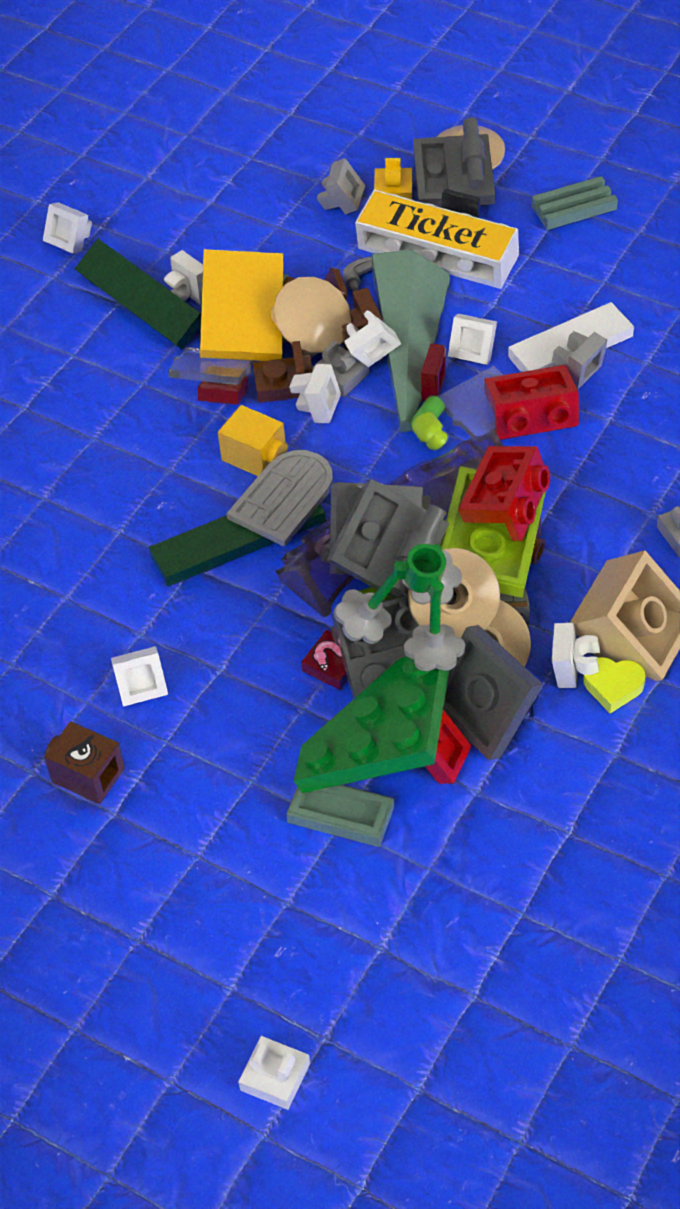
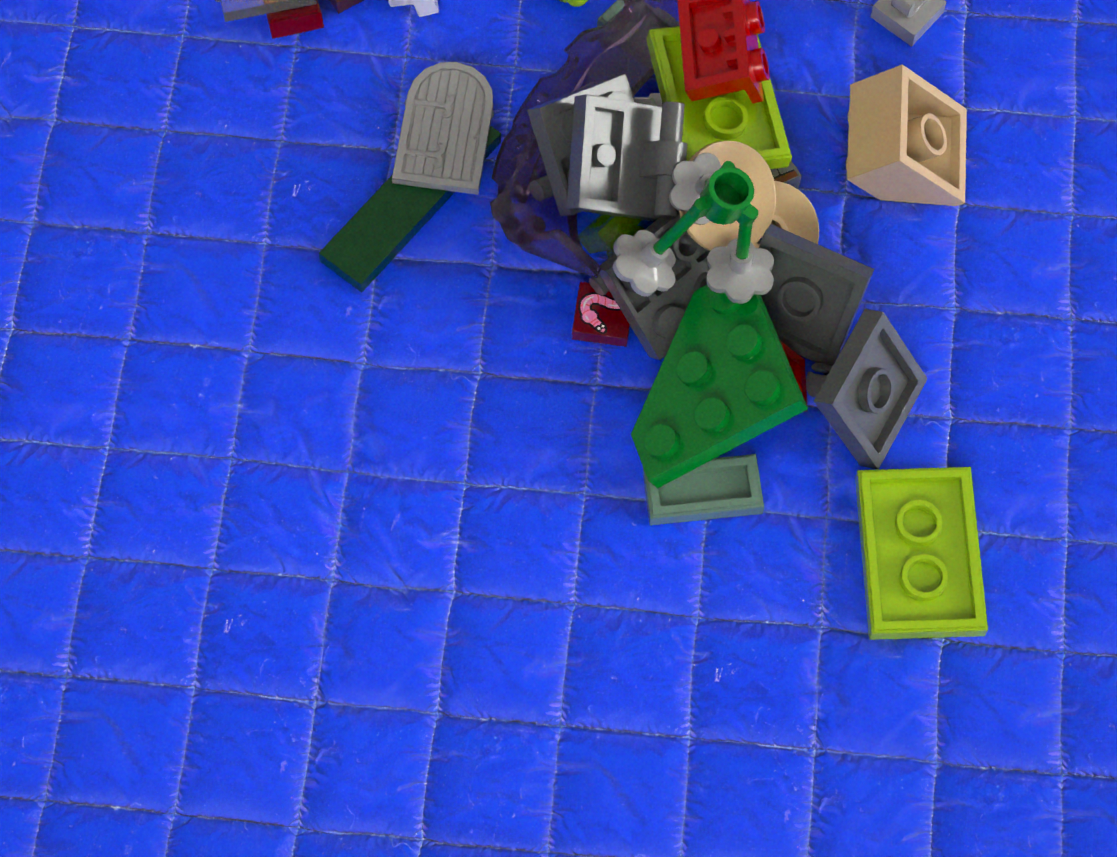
camera: 30 degrees left, 15 degrees up
(84, 762) = (394, 547): reddish brown brick -> none
(139, 676) = (401, 419): white tile -> none
(251, 440) = (371, 72): yellow brick -> none
(274, 1072) = (786, 809): white tile -> none
(488, 923) = (920, 553): none -> lime tile
(503, 777) = (868, 388): none -> dark grey tile
(568, 655) = (861, 215): white tile -> none
(615, 683) = (916, 226): neon yellow tile -> none

